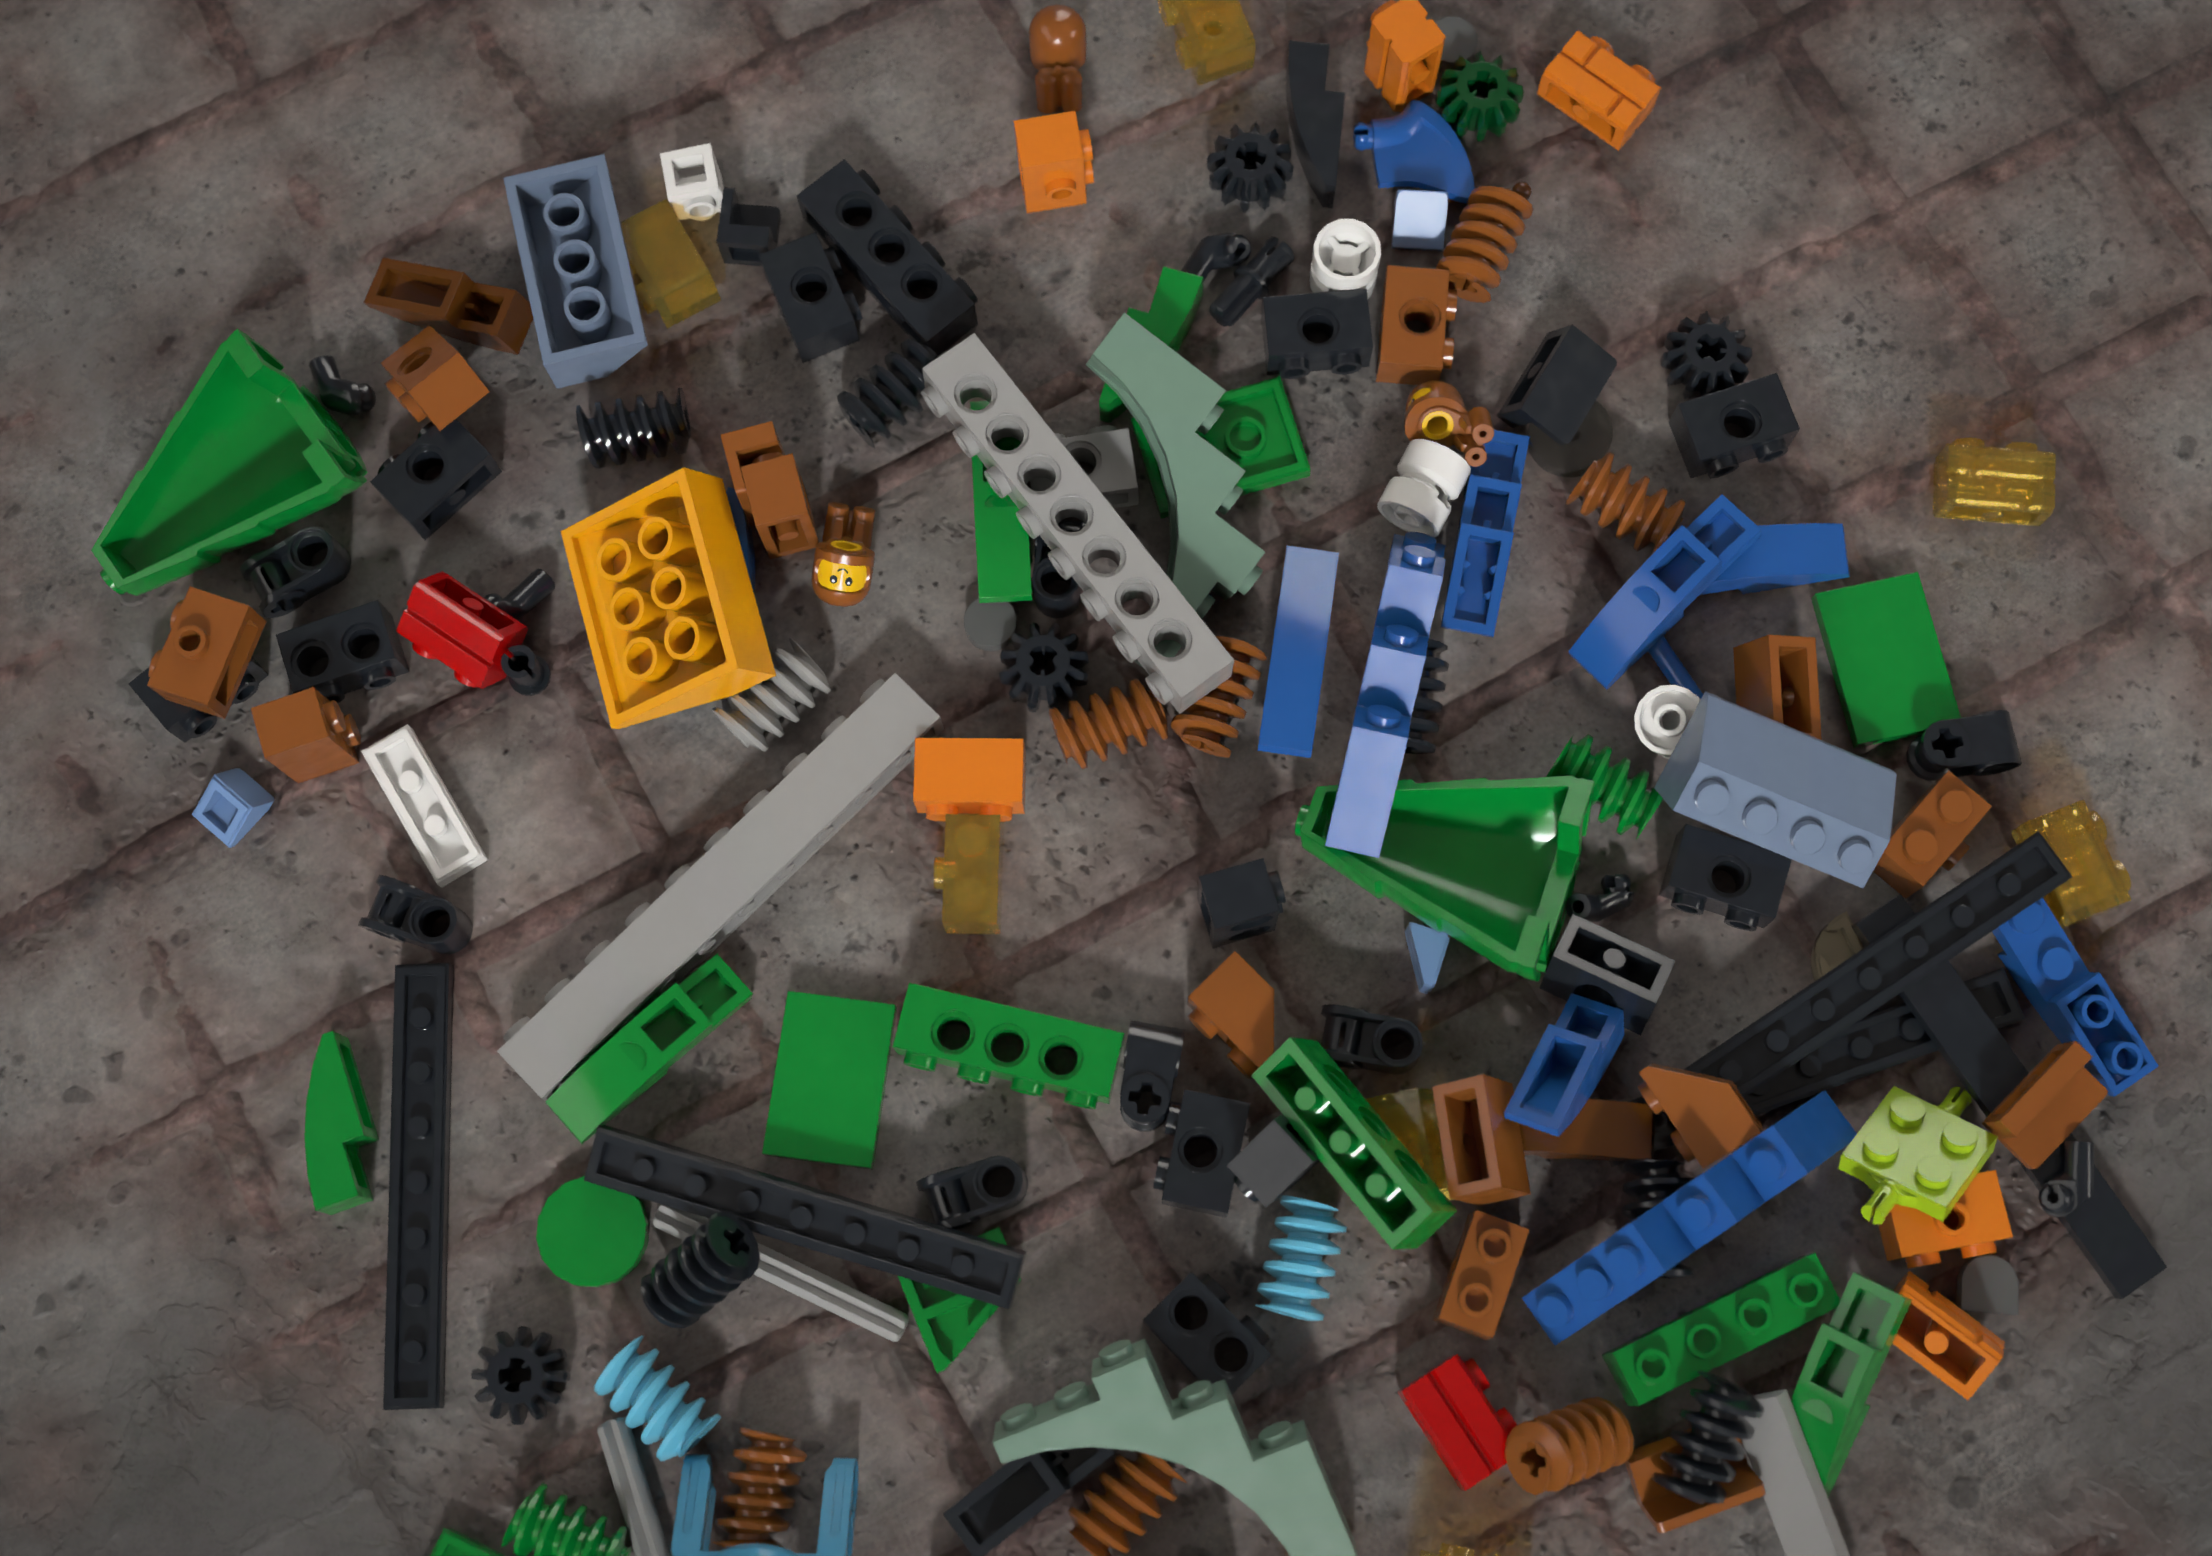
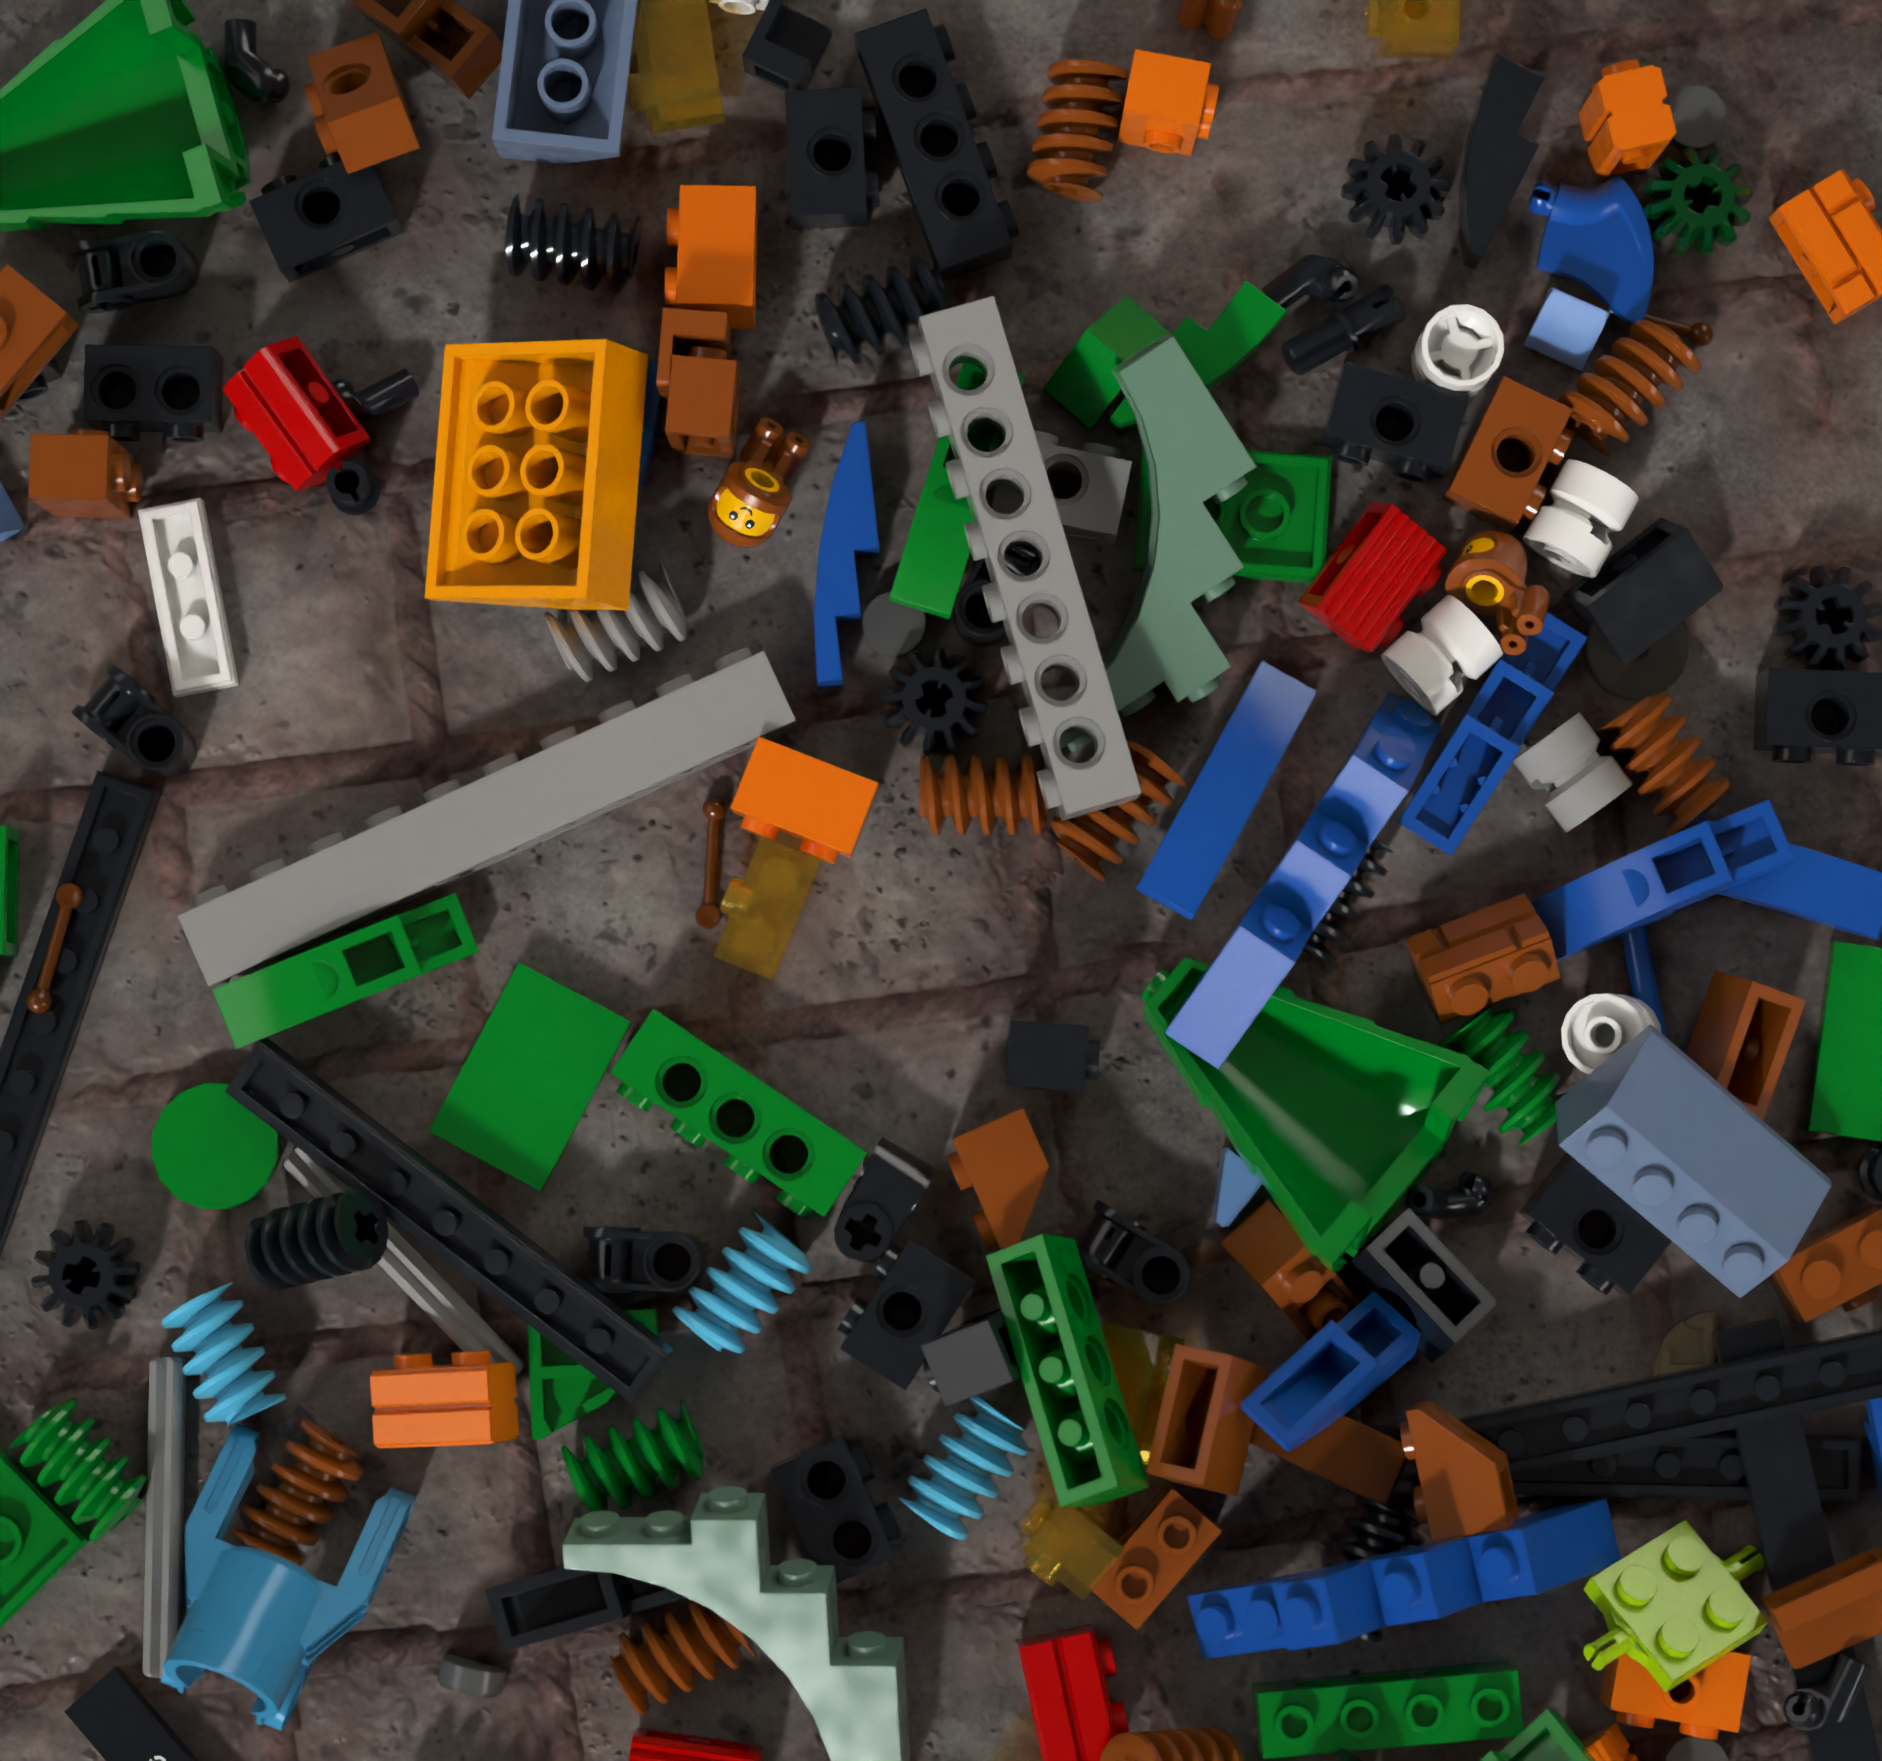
camera: 15 degrees right, 10 degrees up
(405, 1073) = (68, 897): none -> reddish brown hinge
(747, 388) = (715, 251): none -> orange brick
(853, 1368) = (444, 1403): none -> orange brick
(926, 899) = (708, 915): none -> reddish brown hinge
(930, 570) = (846, 535): none -> blue slope
(991, 207) = (1073, 127): none -> dark orange piece
(1028, 1357) = (636, 1461): none -> green piece
(1064, 1181) = (744, 1287): none -> medium azure piece
(1070, 385) = (1084, 378): none -> green slope
(1349, 449) = (1374, 577): none -> red brick
(1407, 1288) = (1067, 1544): none -> clear yellow brick
(1488, 350) = (1583, 514): none -> white wheel
(1497, 1003) = (1287, 1272): none -> dark orange slope
(1550, 703) = (1483, 958): none -> dark orange brick
(1560, 538) = (1572, 772): none -> light grey wheel

